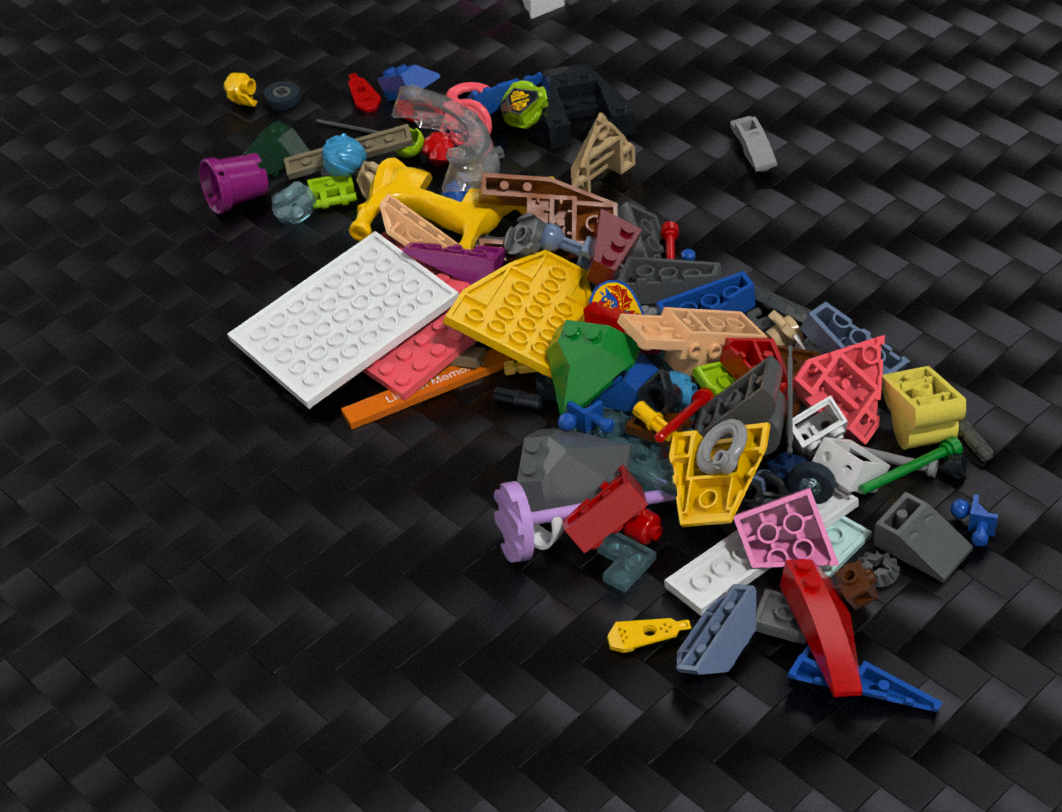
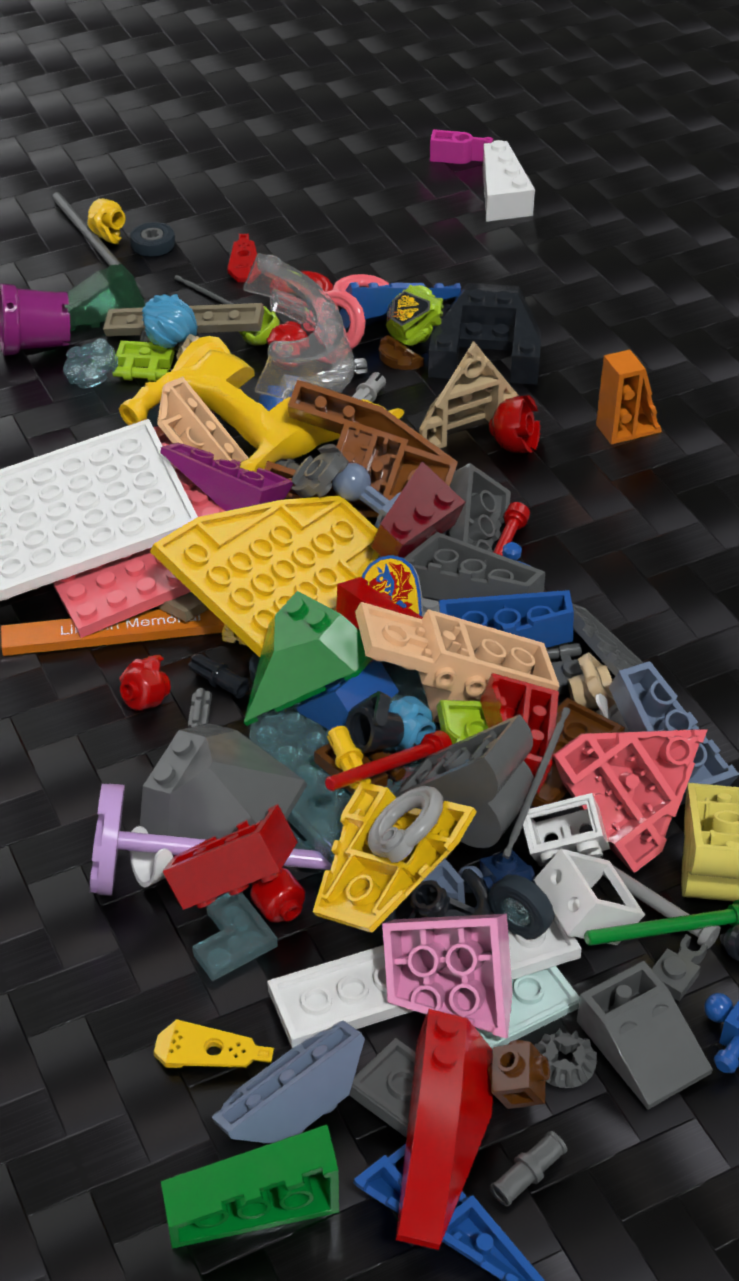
camera: 15 degrees right, 0 degrees up
(226, 102) = (85, 230): none -> dark grey piece
(405, 76) = (297, 251): blue slope -> none
(471, 417) = (144, 684): none -> red head
(515, 166) = (370, 388): none -> light grey axle
(518, 426) = (200, 708): none -> dark grey axle
(521, 138) = (398, 356): none -> reddish brown tile
(585, 418) = (270, 727): blue piece -> none
(637, 167) = (515, 425): none -> red cylinder
(711, 127) = (625, 399): none -> orange wedge
(727, 700) = (254, 1190): none -> green wedge
(754, 143) = (675, 434): light grey slope -> none
(887, 637) = (528, 1168): none -> dark grey pin
(924, 489) = (680, 969): none -> dark grey plate

